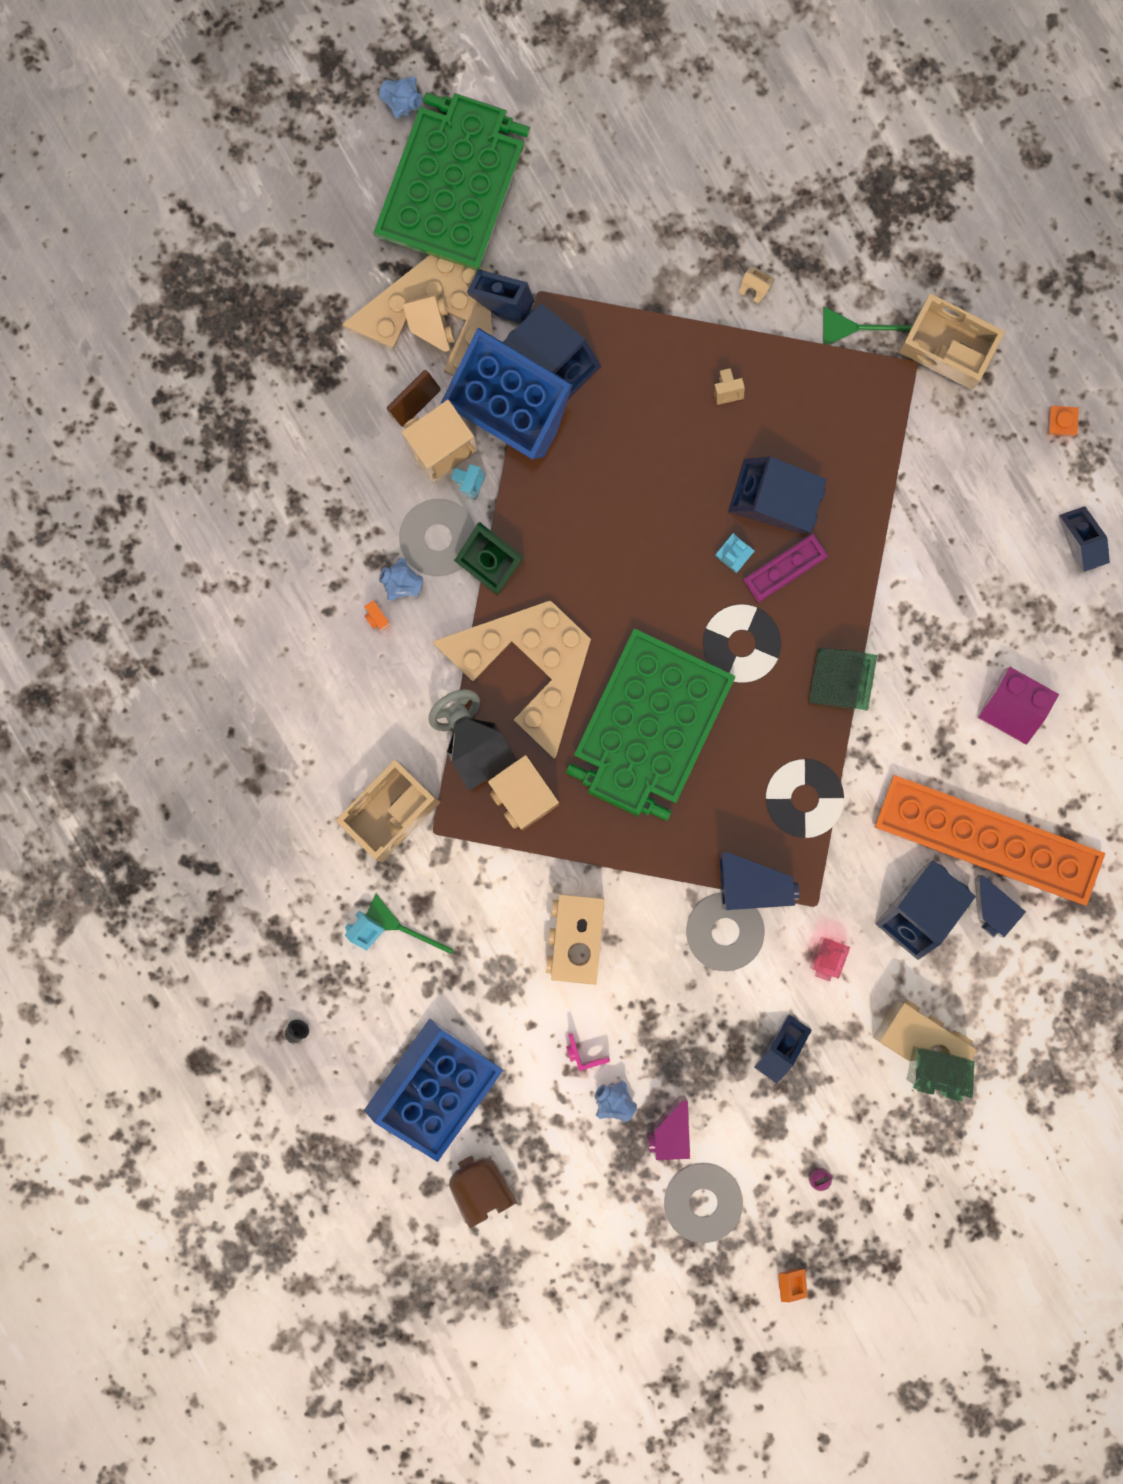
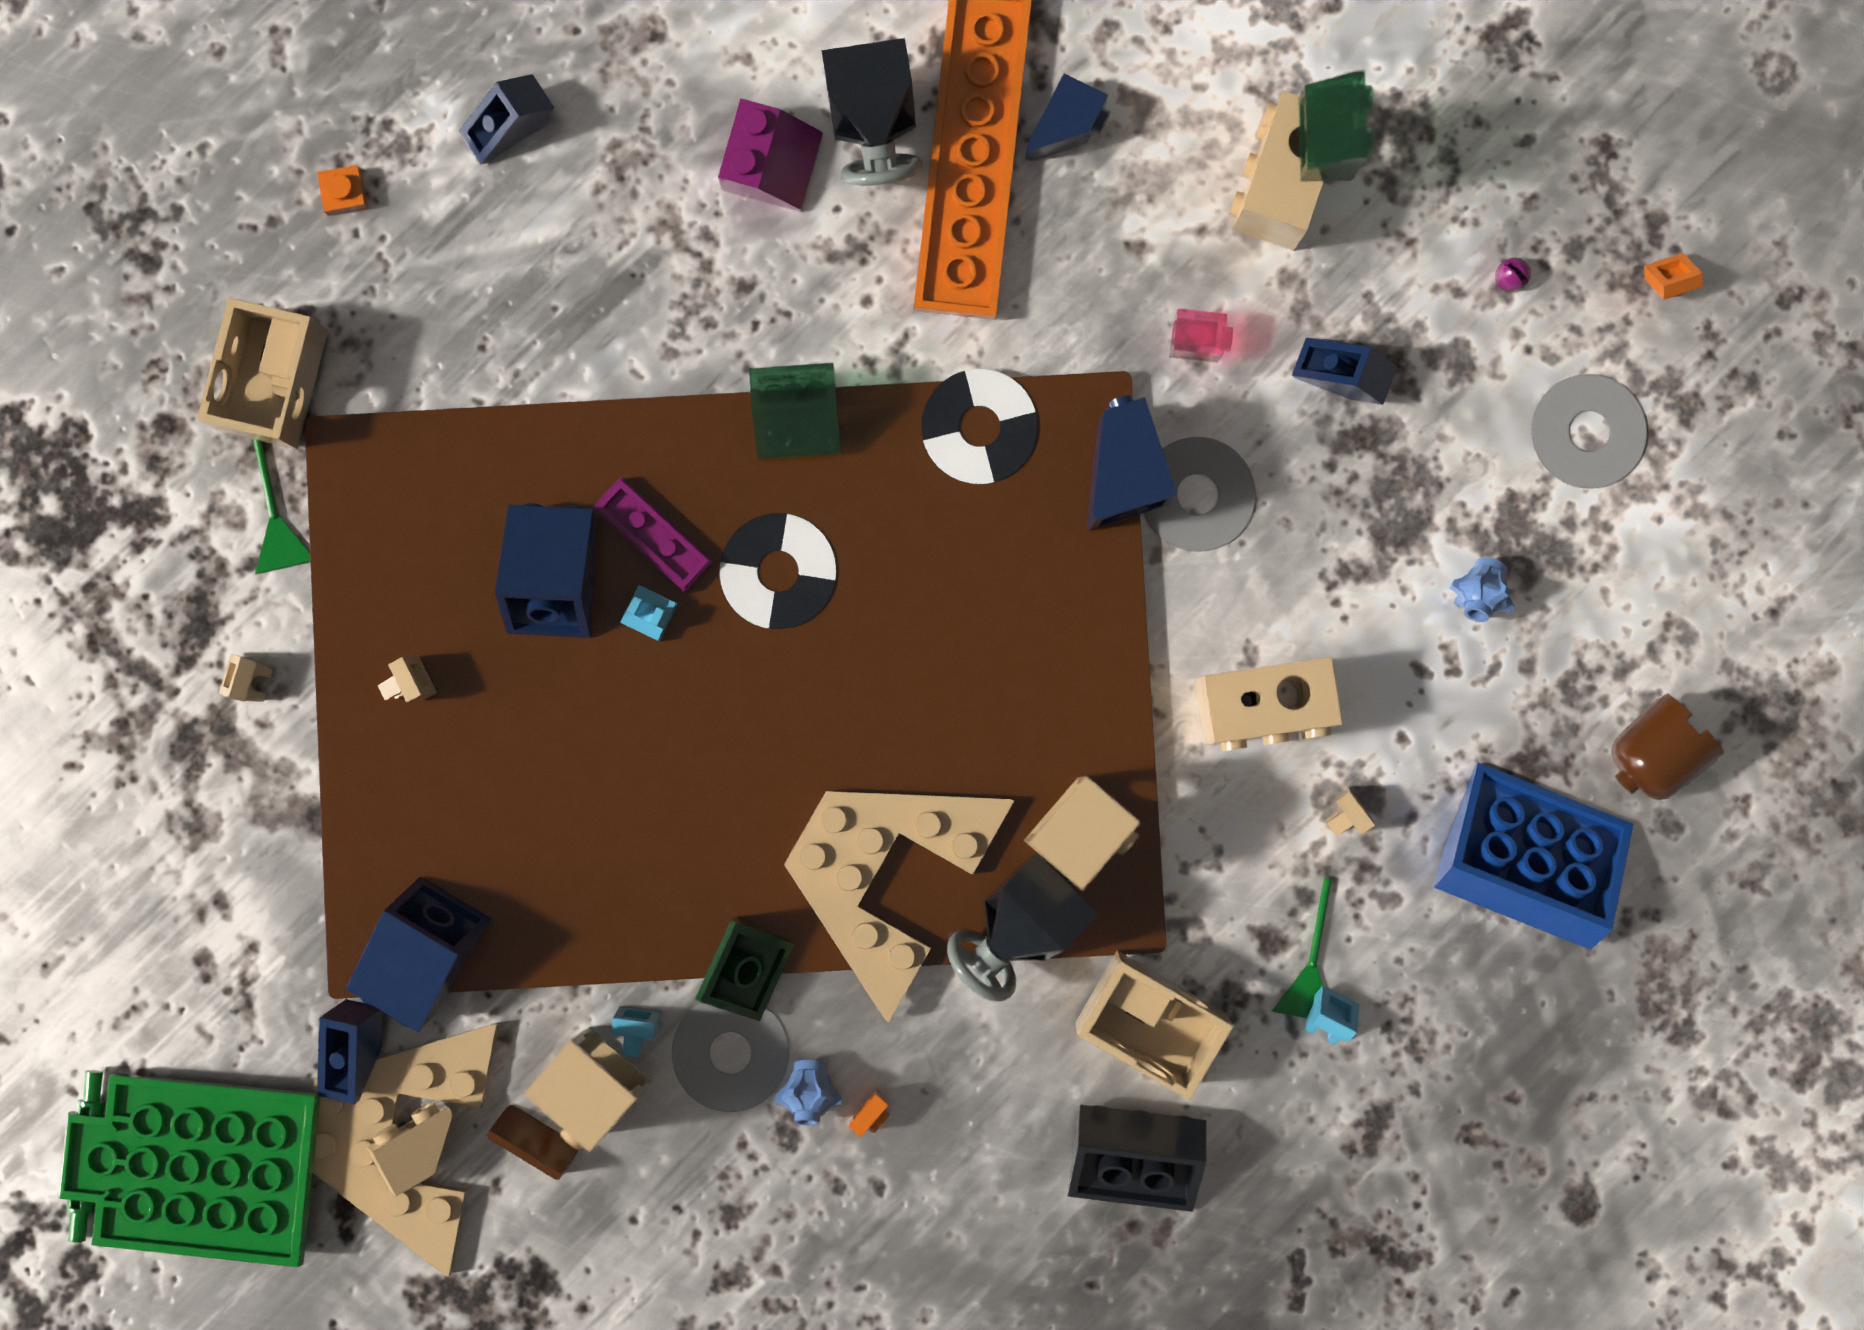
camera: 105 degrees left, 0 degrees up
(296, 1032) = (1503, 1076): black hinge -> none
(305, 780) = (1137, 1158): none -> black slope
(401, 95) = (81, 1277): medium blue rock -> none
(491, 977) = (1349, 814): none -> tan tile
(508, 395) = (494, 1003): blue slope -> none
(574, 1056) = (1441, 643): dark pink bracket -> none
(650, 725) = (931, 673): green plate -> none
(671, 1133) = (1510, 498): magenta slope -> none
(926, 910) = (1096, 214): dark blue slope -> none
(1033, 779) = (872, 107): none -> black piece

